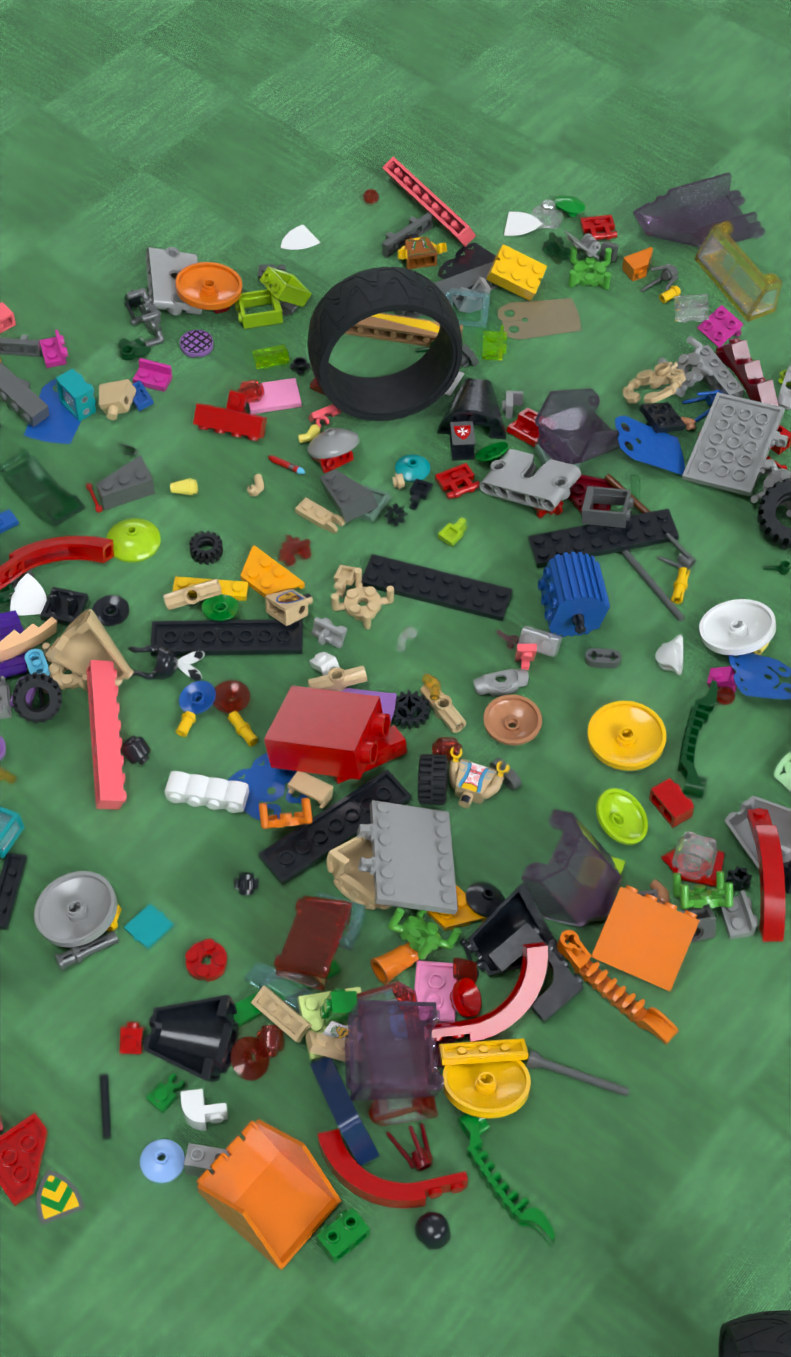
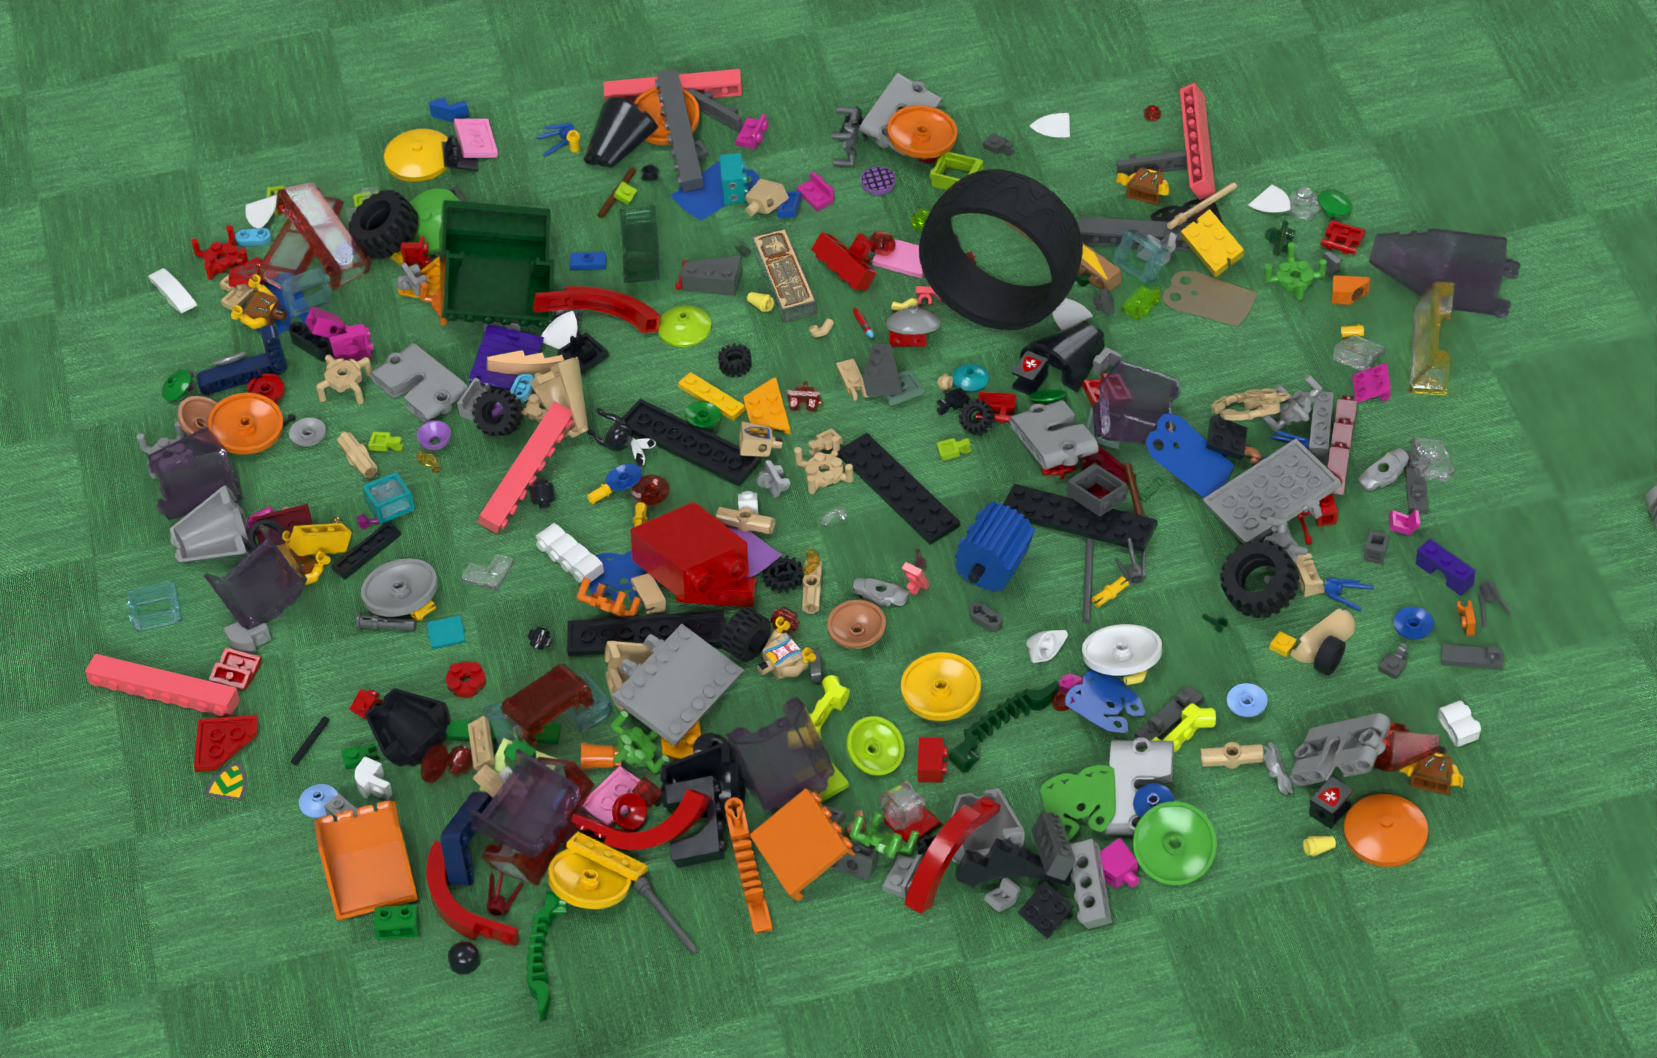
camera: 40 degrees right, 5 degrees down
(111, 610) = (615, 374): black dish -> none
(132, 349) = (819, 160): dark green plate -> none
(147, 854) = (491, 576): none -> clear plate
(187, 455) = (784, 275): none -> brick
(204, 590) = (680, 391): tan piece -> none
(285, 286) = (984, 149): lime window -> none
(393, 518) = (914, 409): black gear -> none
(453, 485) = (969, 409): none -> black tyre
(475, 263) = (1181, 218): none -> tan bar
(546, 642) = (940, 574): light grey brick -> none
(547, 793) = (834, 697): none -> neon yellow plate
(587, 243) = (1308, 249): light grey hinge -> none
(668, 273) = (1368, 310): dark grey plant -> none

